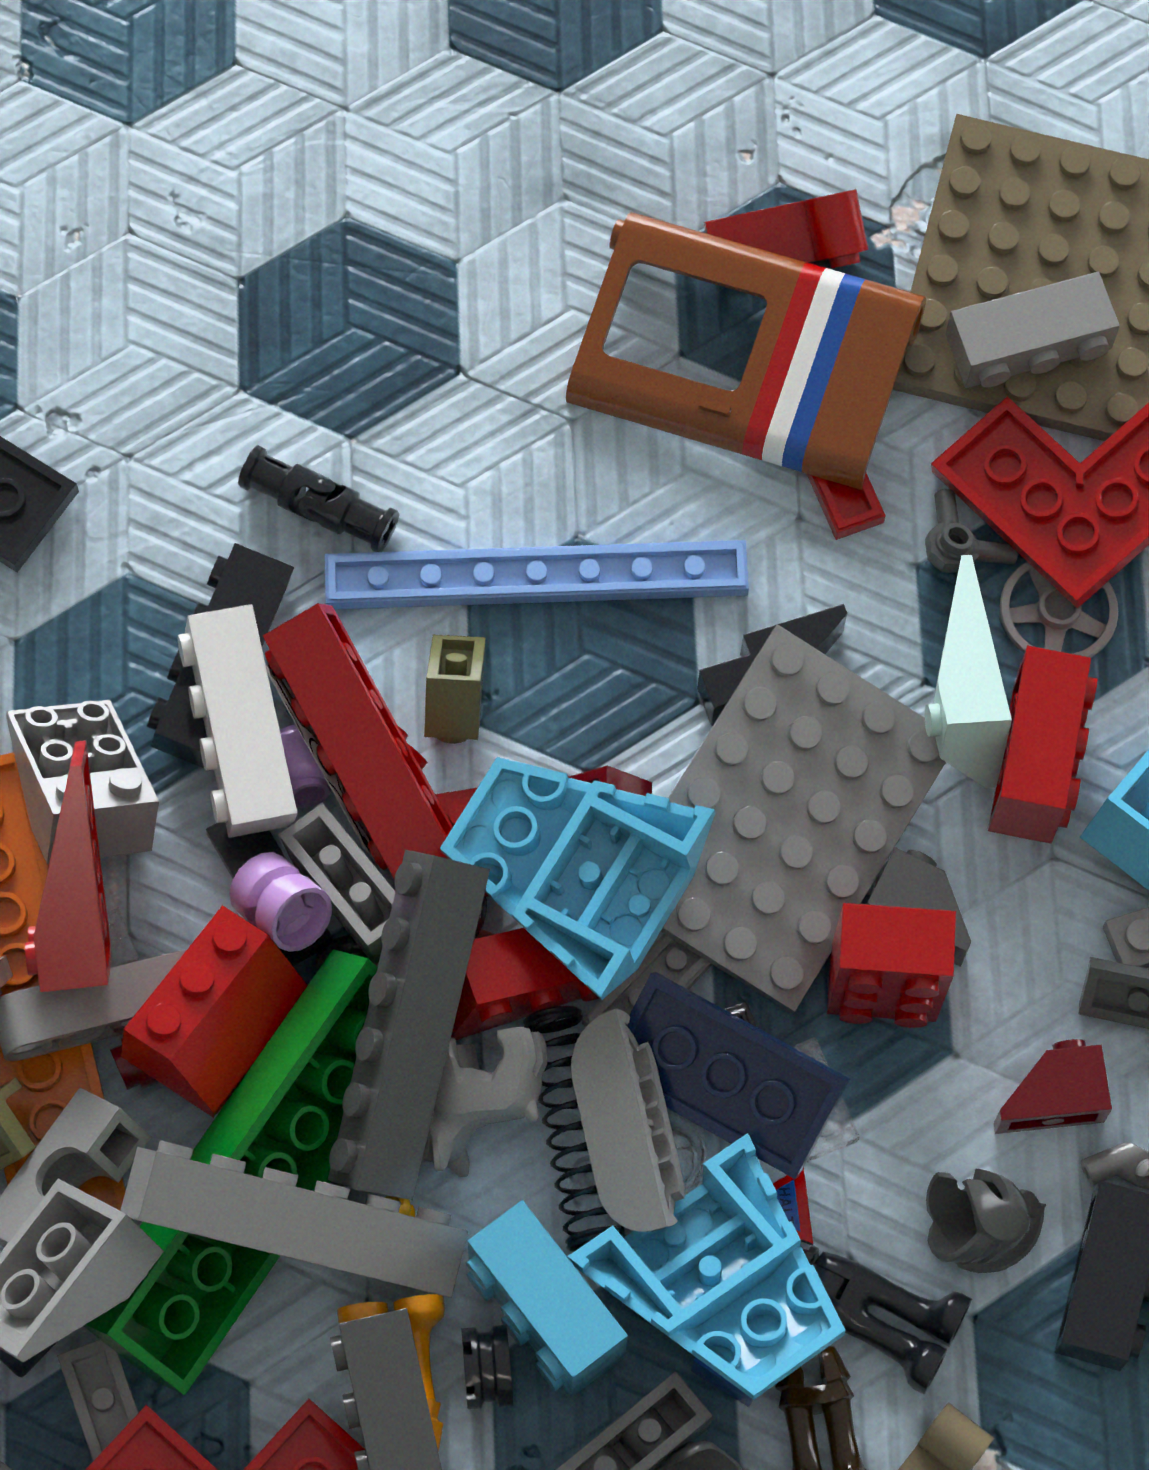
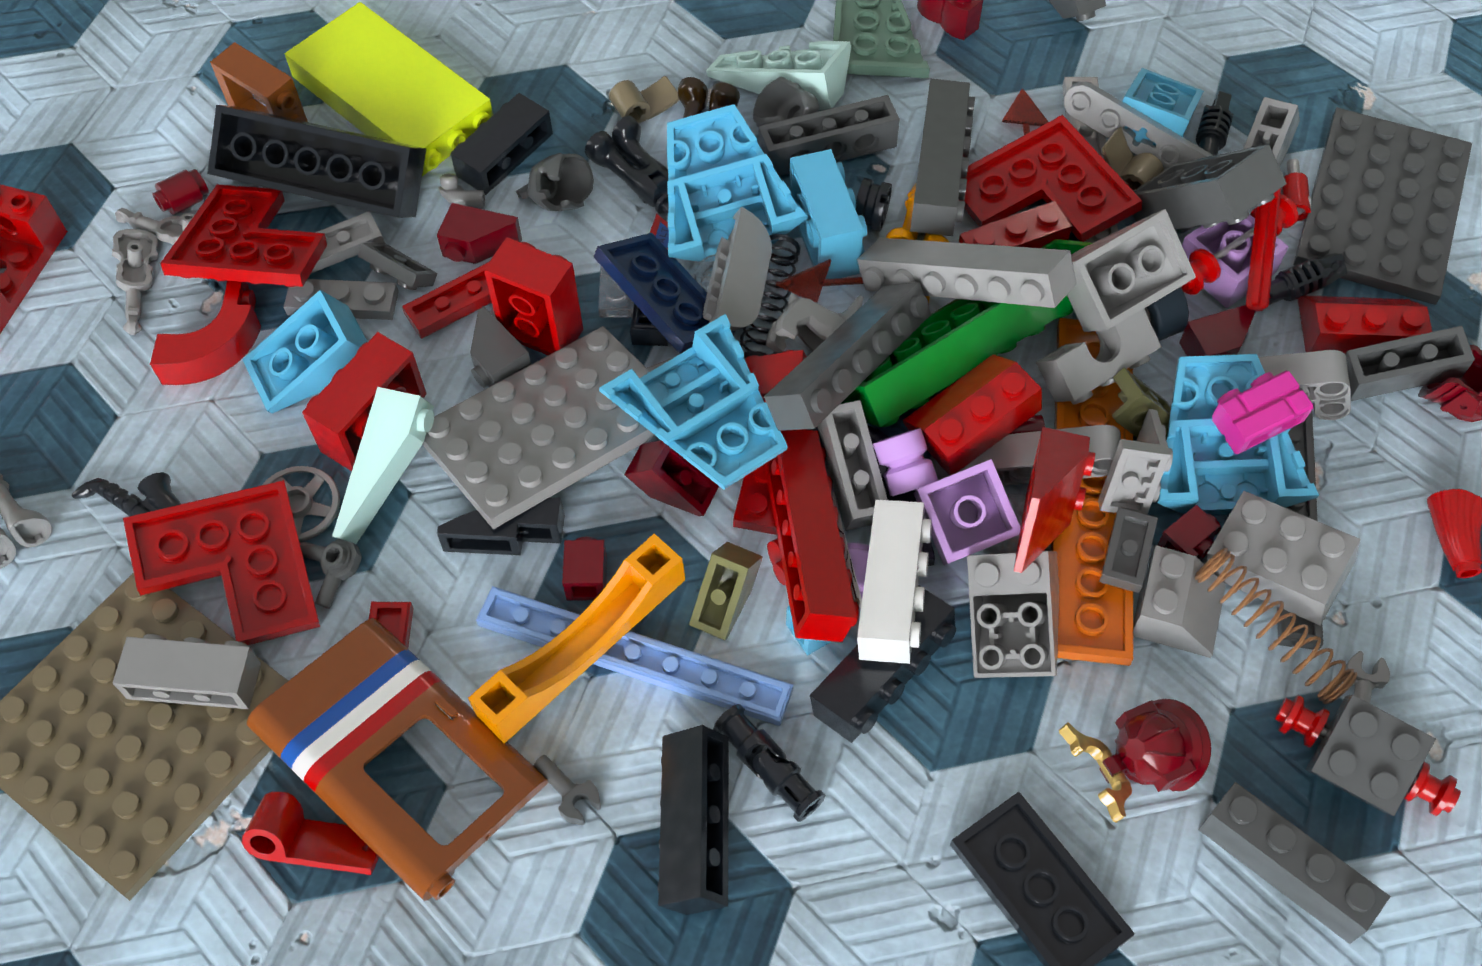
camera: 155 degrees left, 10 degrees down
(173, 873) = (968, 512): none -> lavender brick
(232, 1391) = (1026, 229): none -> red arch
(374, 396) = (694, 821): none -> black brick
(506, 1192) = (810, 281): none -> clear red piece
(536, 394) = (568, 790): none -> dark grey bar
(599, 534) = (529, 685): none -> light orange arch
(642, 646) = (584, 568): none -> dark red brick
(1006, 1002) = (448, 302): none -> red plate

